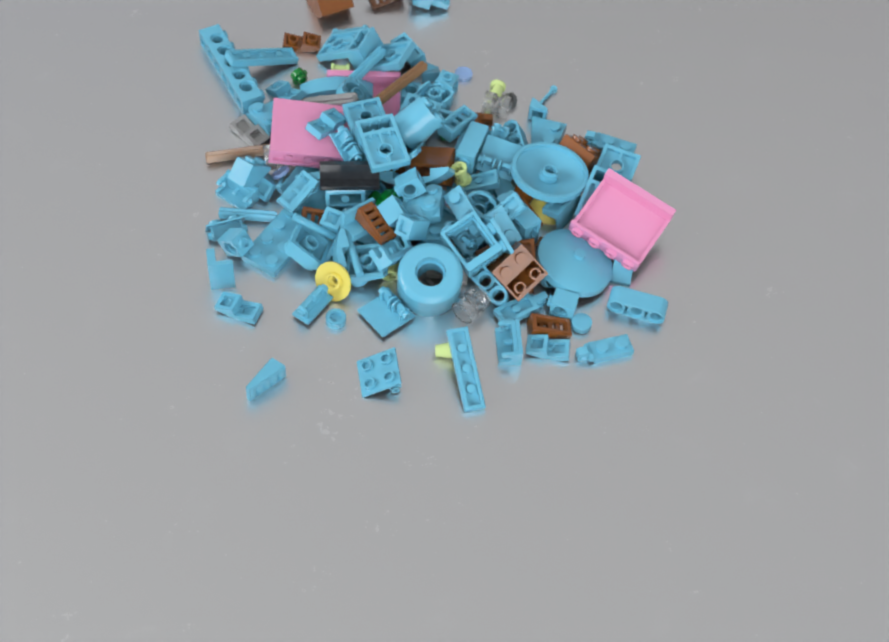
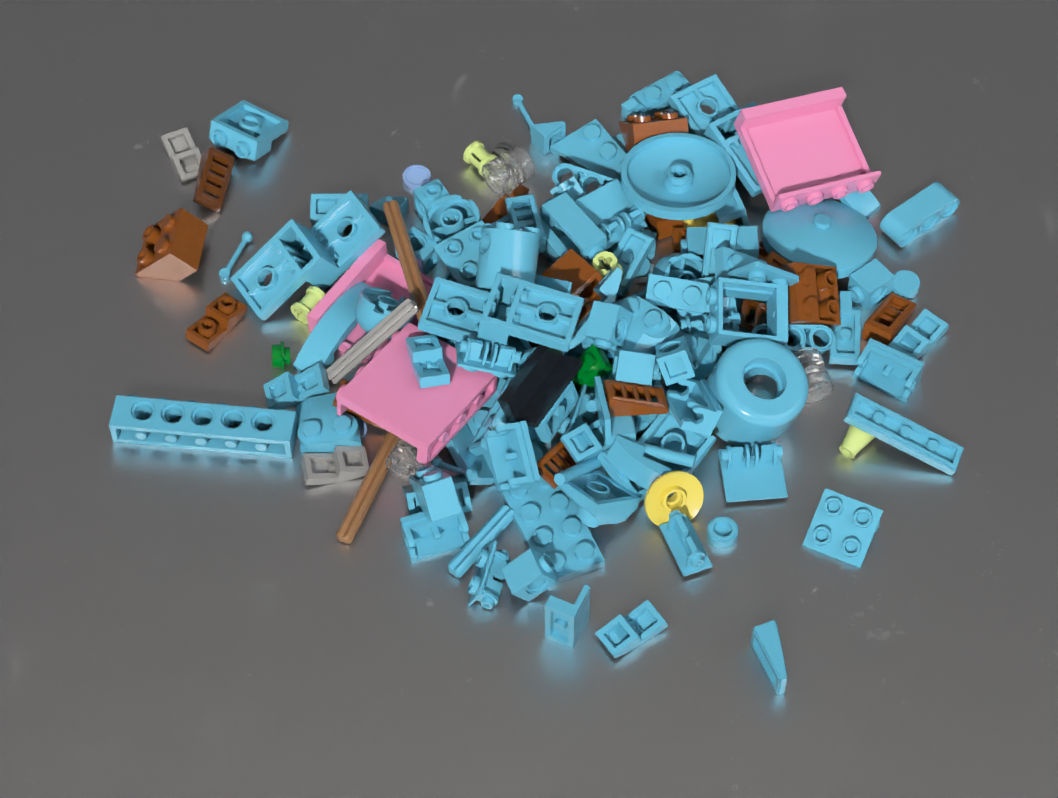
camera: 50 degrees left, 0 degrees up
(261, 57) = (218, 378): medium azure tile -> none
(280, 172) = (446, 461): light blue piece -> none
(368, 64) = (342, 266): medium azure axle -> none
(605, 349) = (958, 282): medium azure hinge -> none

